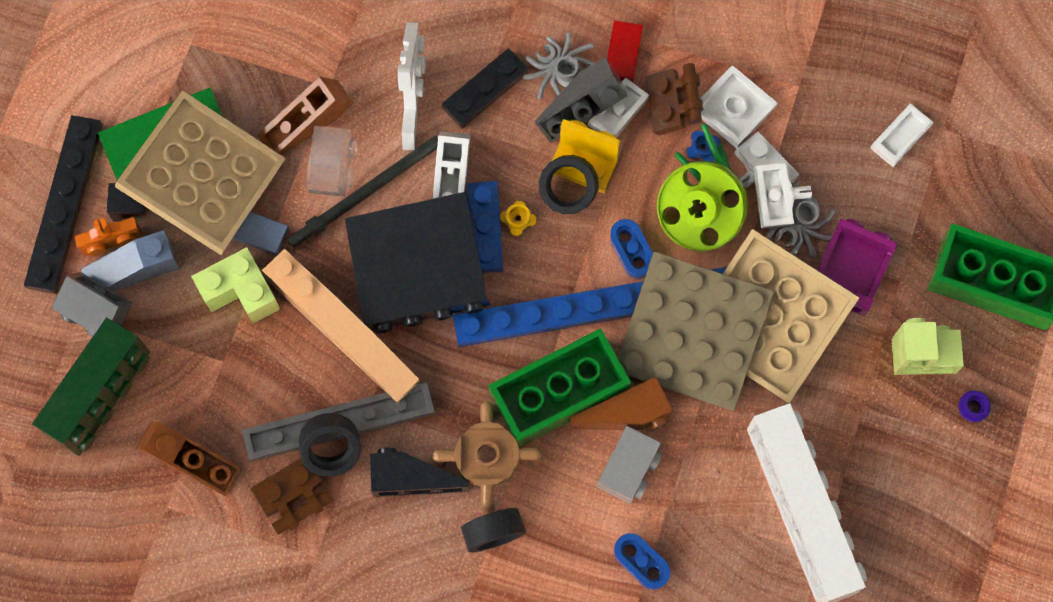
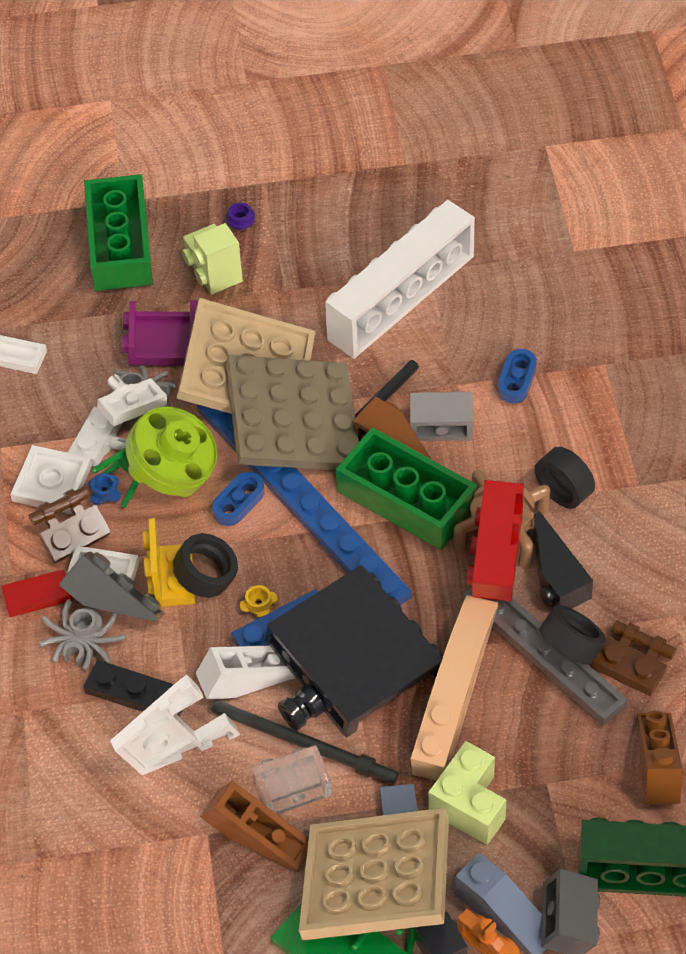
camera: 115 degrees left, 20 degrees down
(391, 194) = (301, 707): none -> black wheel
(438, 417) = (496, 541): none -> red wedge
(689, 436) = (394, 383): none -> black bar

